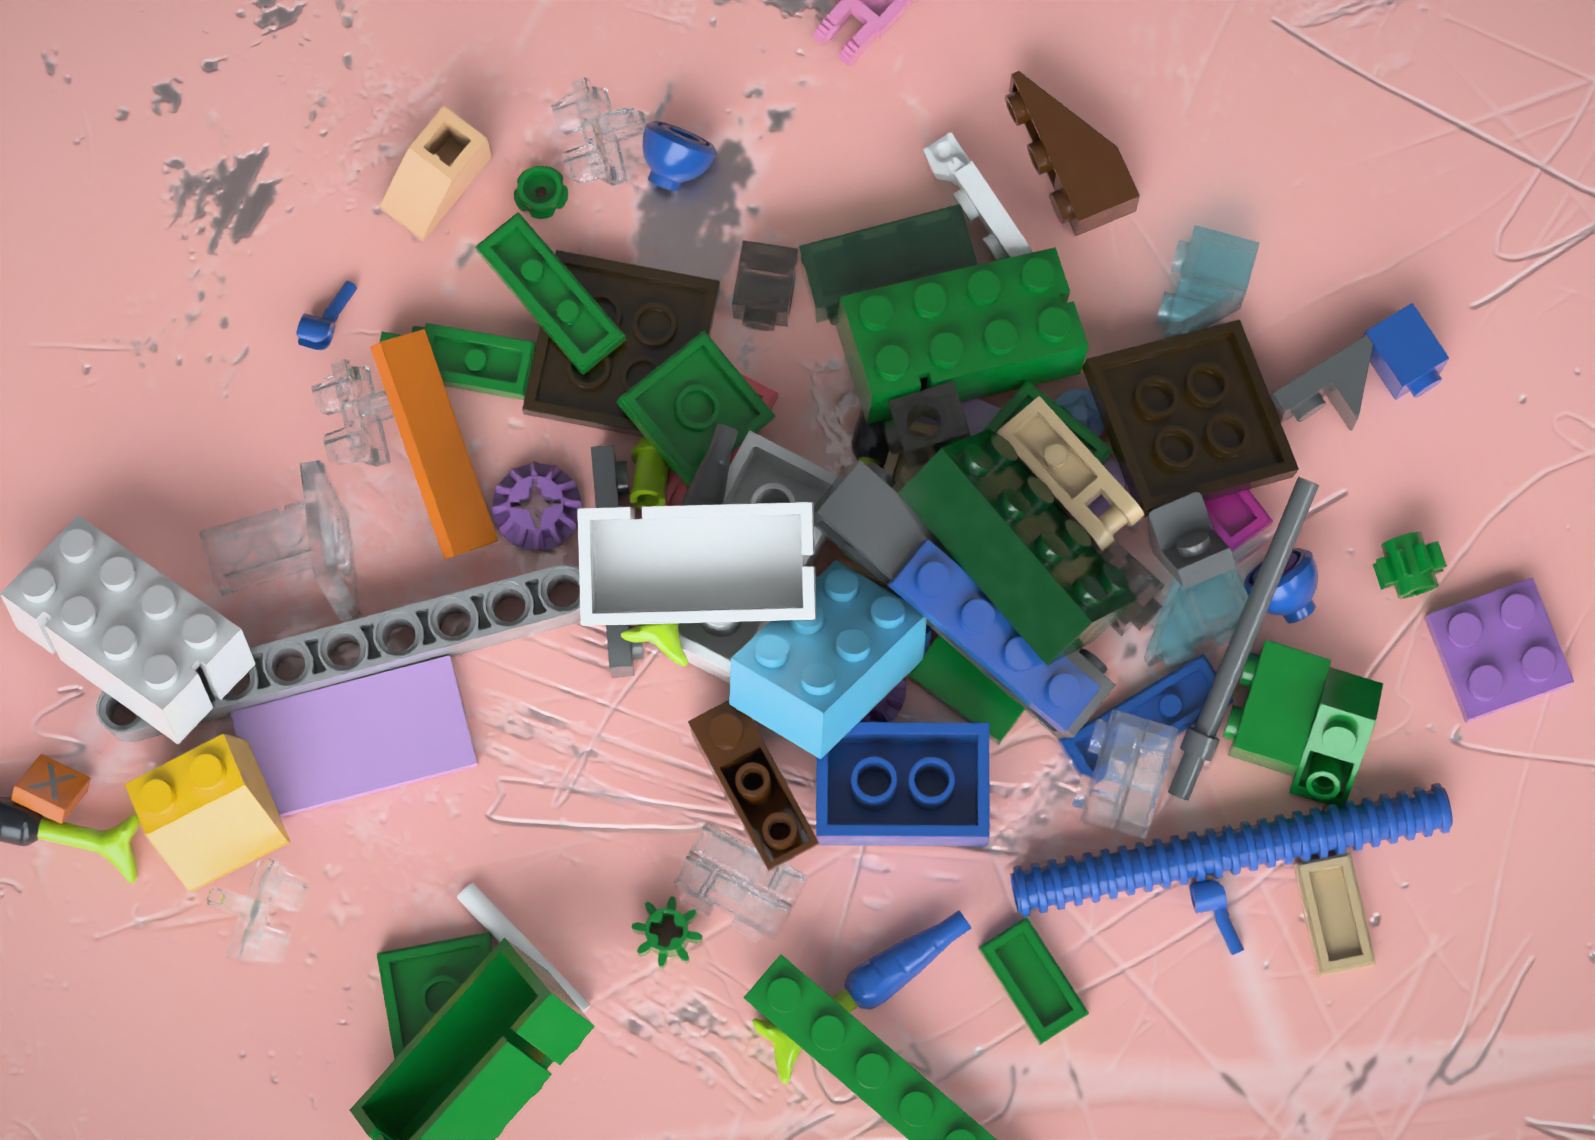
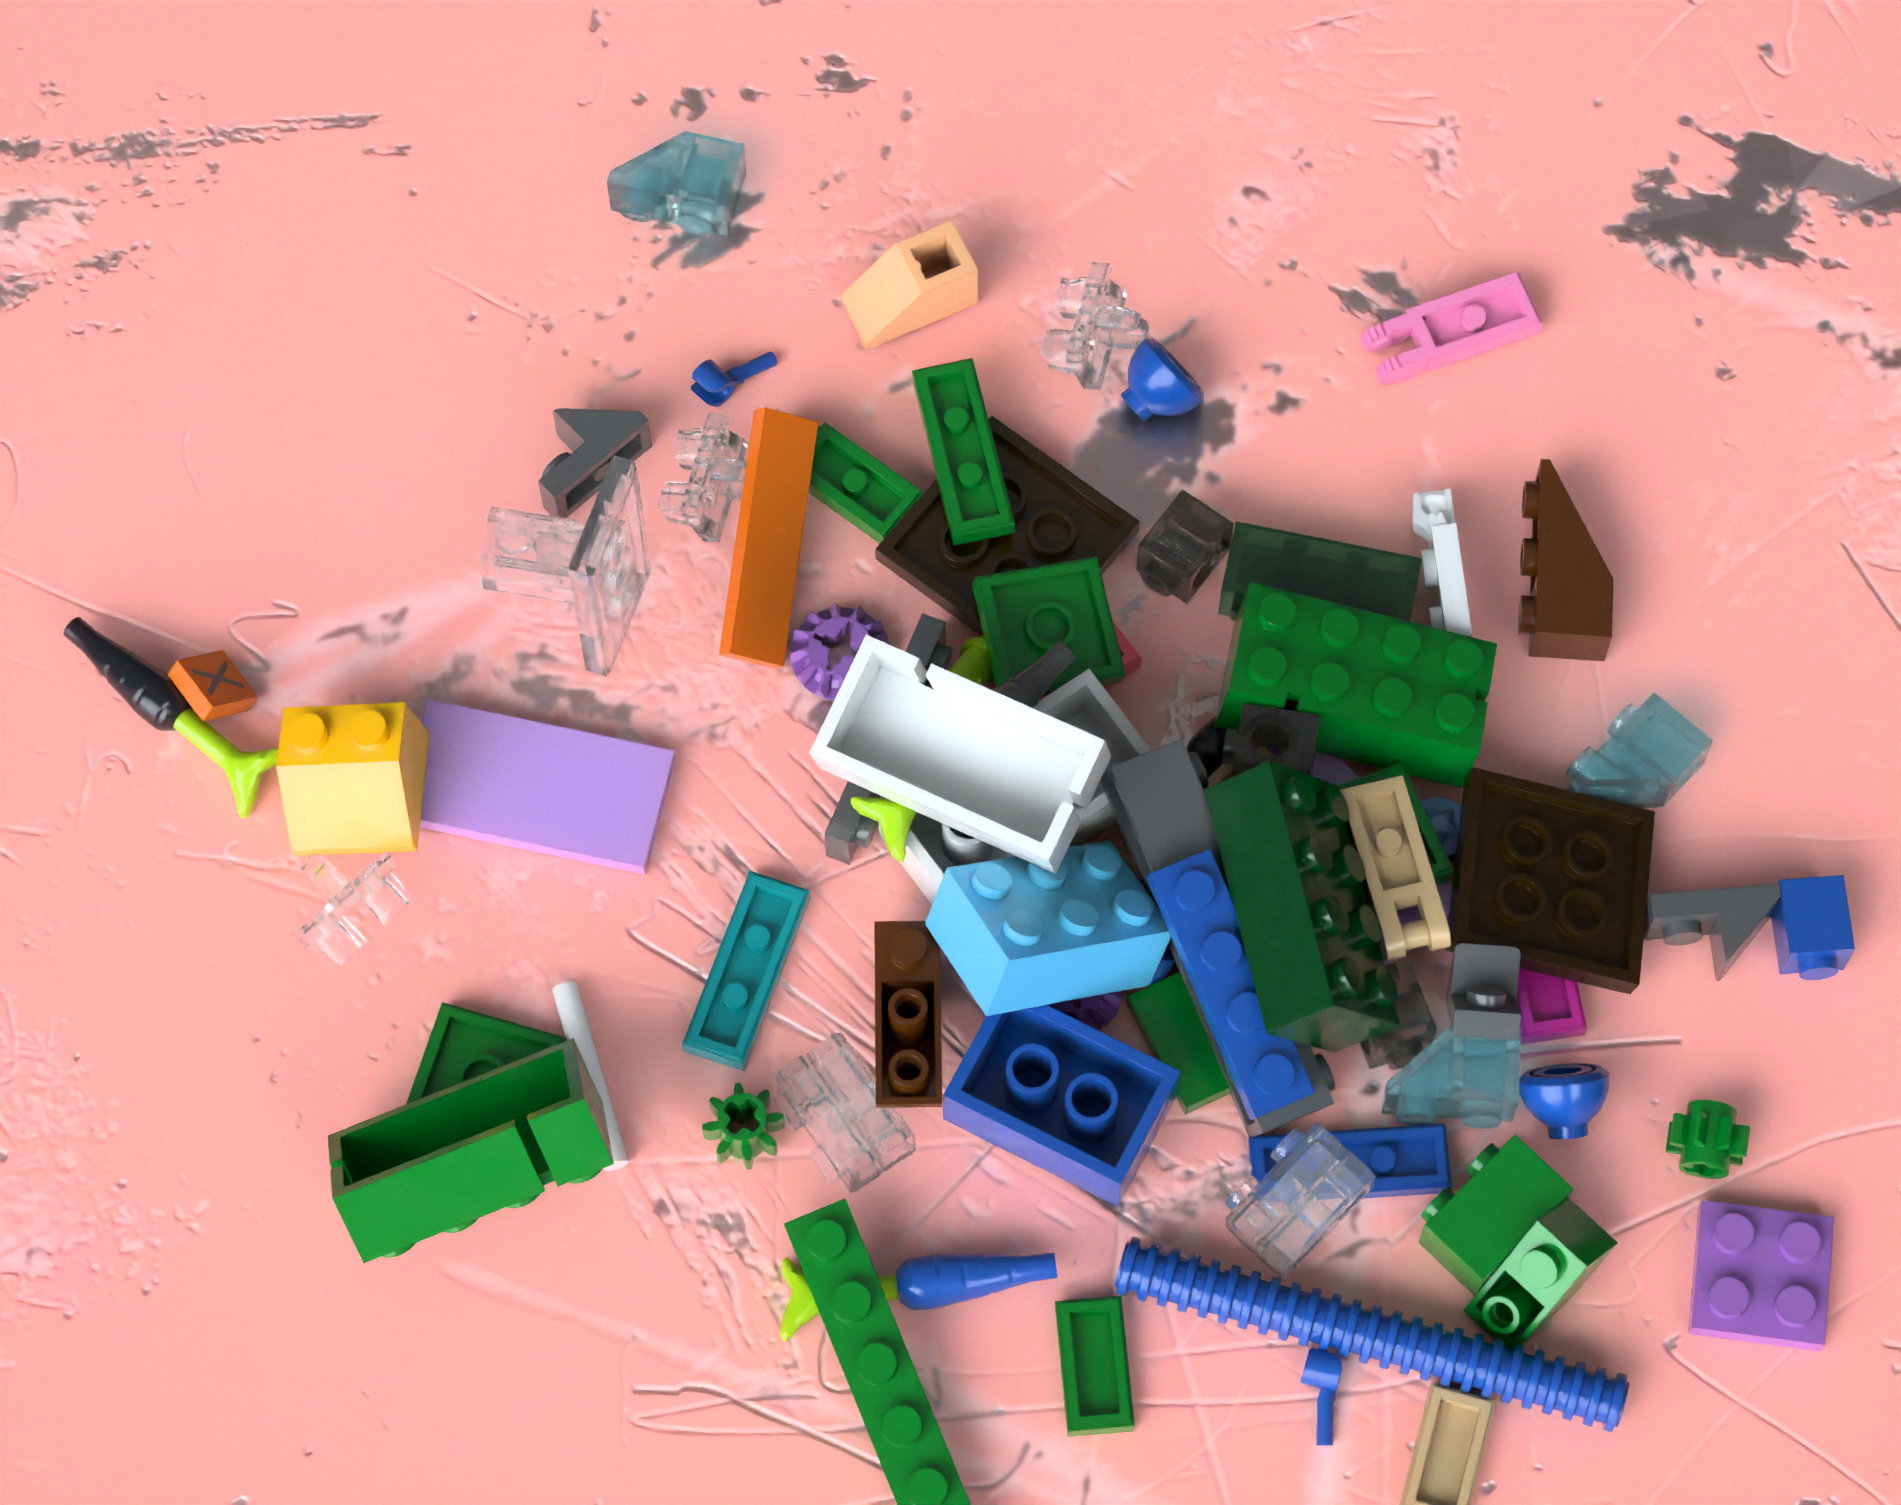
camera: 25 degrees right, 10 degrees down
(128, 628) = (369, 561): white piece -> none
(200, 173) = (683, 183): none -> clear light blue slope
(257, 431) = (594, 440): none -> dark grey slope
(372, 633) = (551, 676): light grey beam -> none
(530, 182) = (1003, 342): green plate -> none
(600, 804) = (746, 971): none -> teal tile
(1200, 742) = (1395, 1209): dark grey bar -> none

